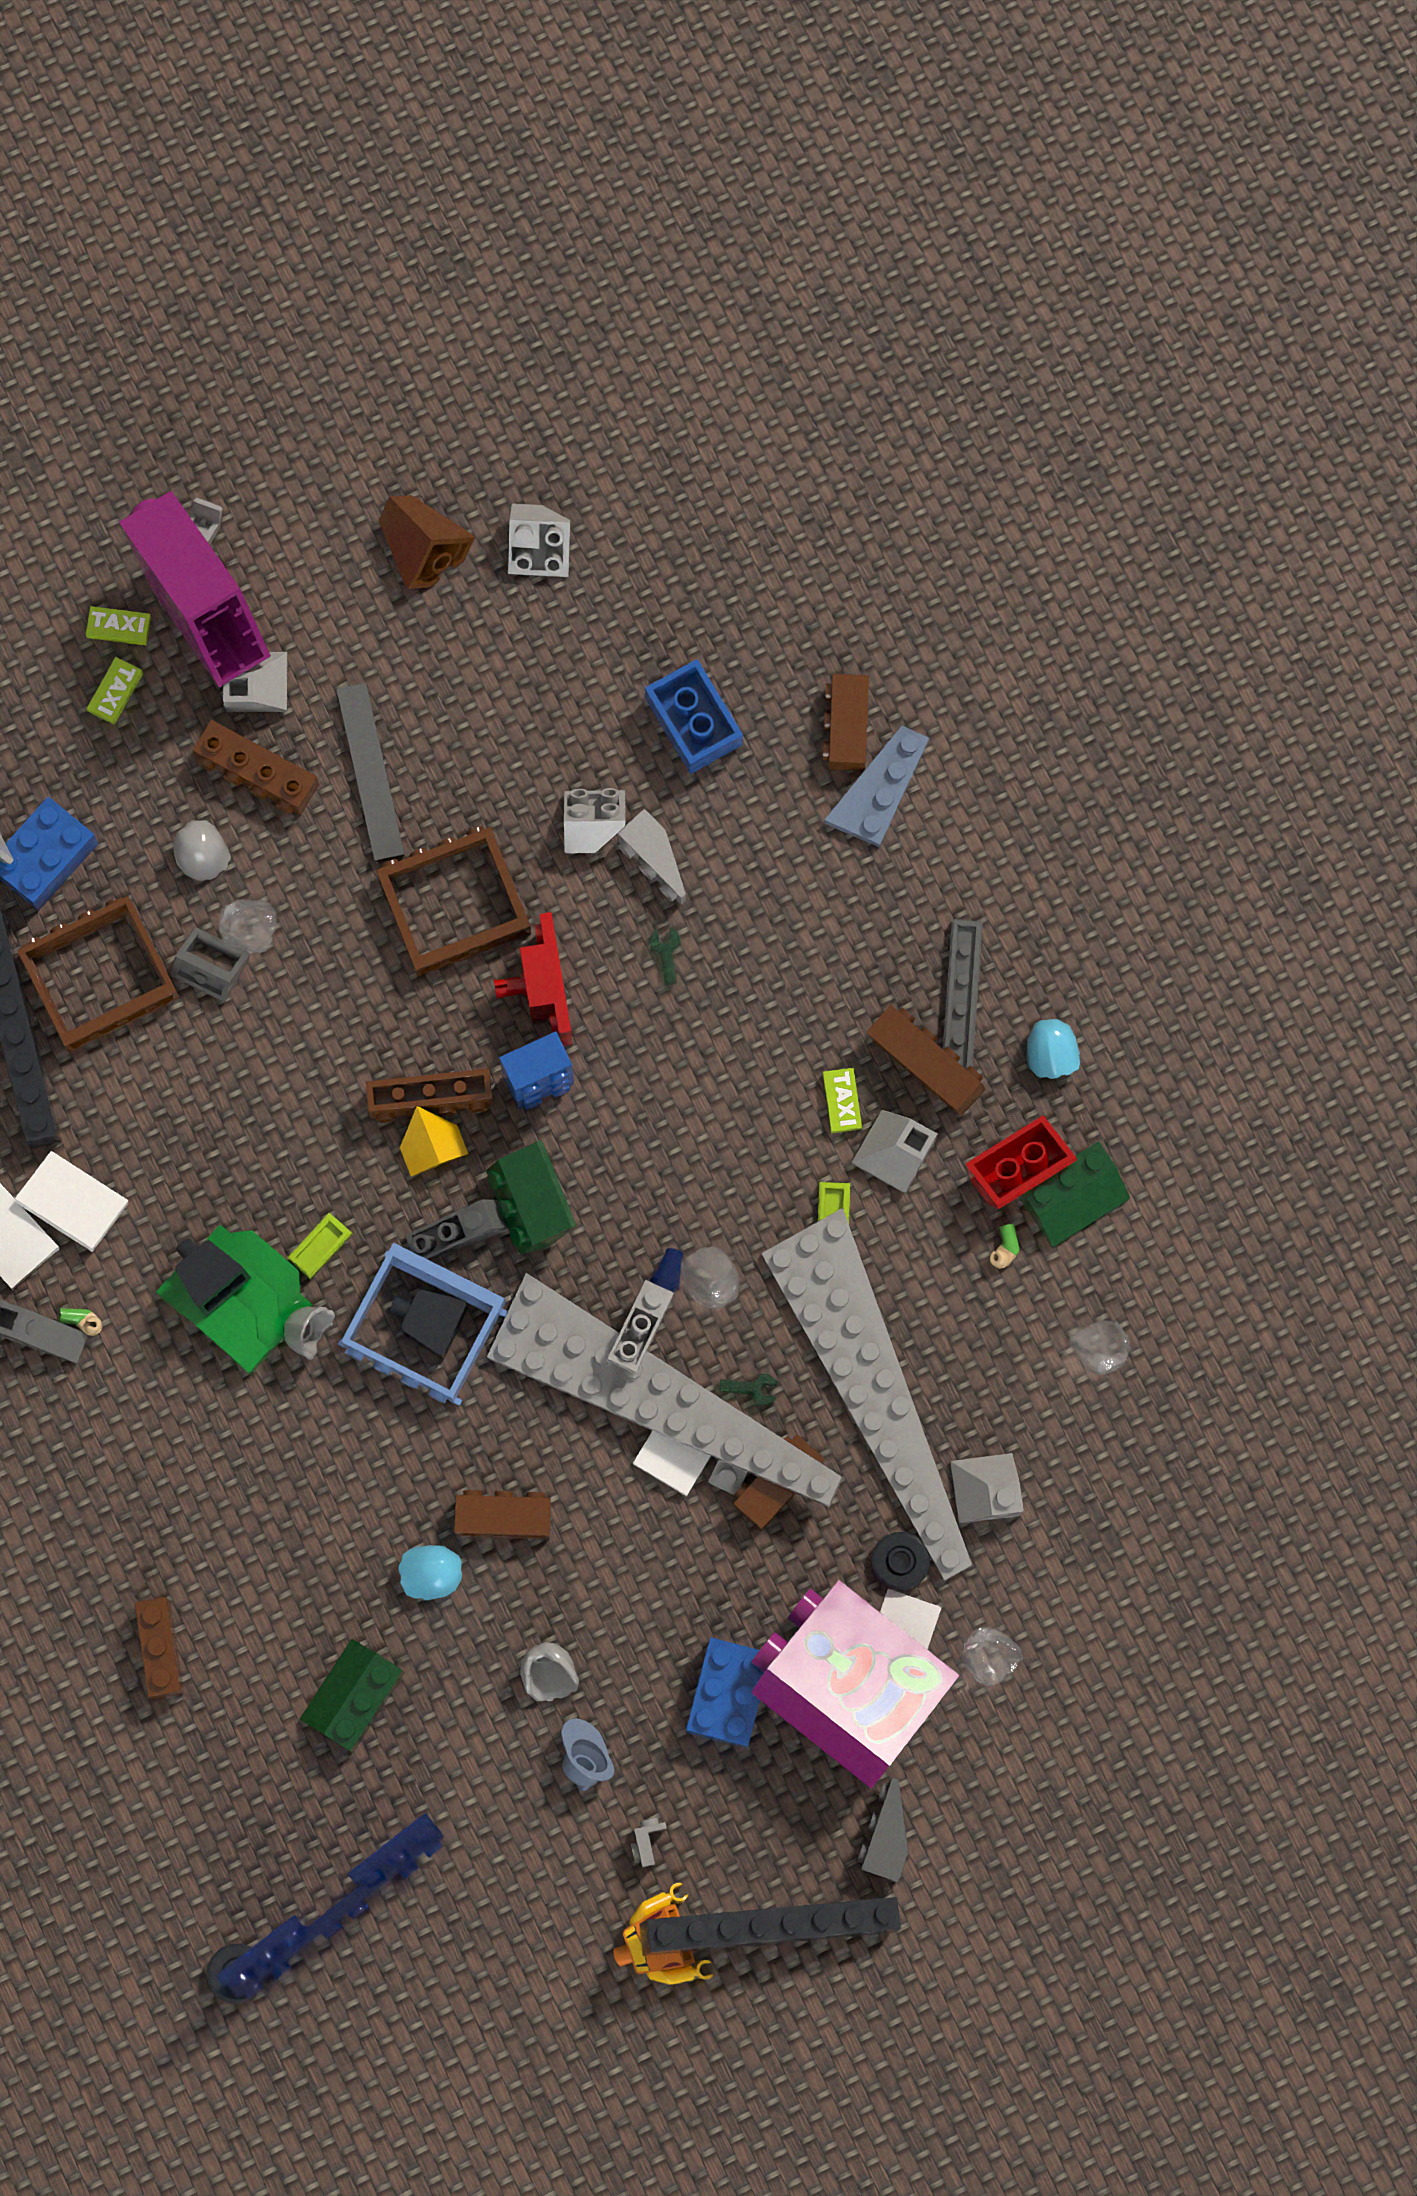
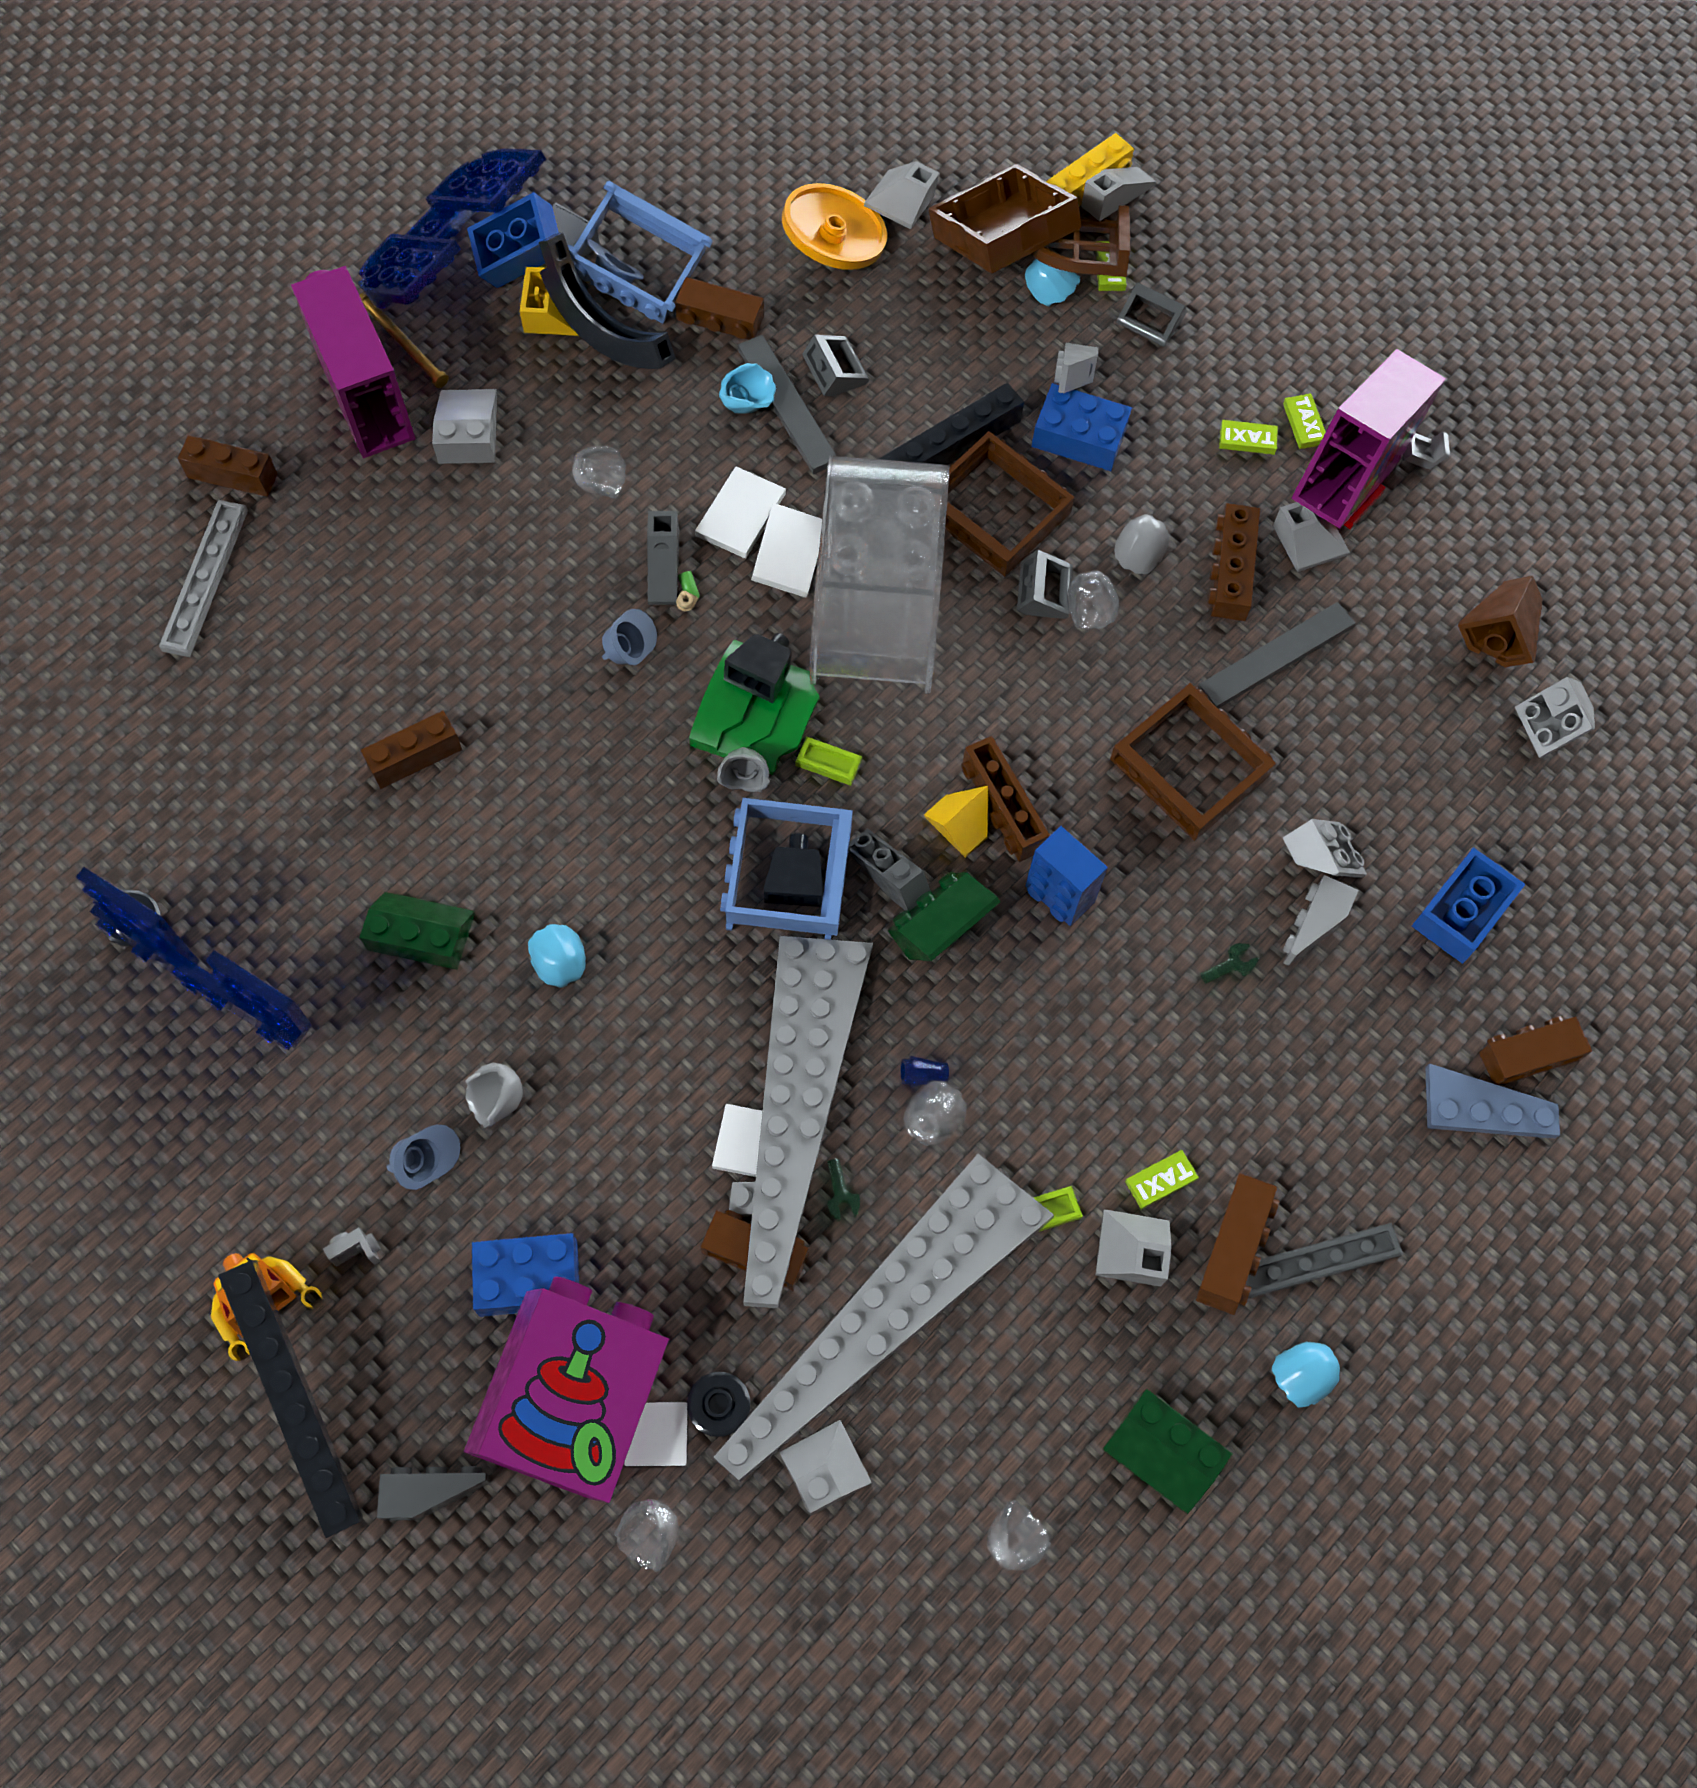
camera: 70 degrees right, 10 degrees down
(116, 1395) = (629, 638): none -> sand blue piece
(161, 1122) = (879, 571): none -> clear brick
(502, 1515) = (633, 1001): reddish brown brick -> none
(541, 981) = (1154, 857): red brick -> none
(640, 1327) = (857, 1059): light grey slope -> none
(1008, 1249) = (1080, 1401): arm -> none
(1019, 1163) = (1175, 1376): red slope -> none

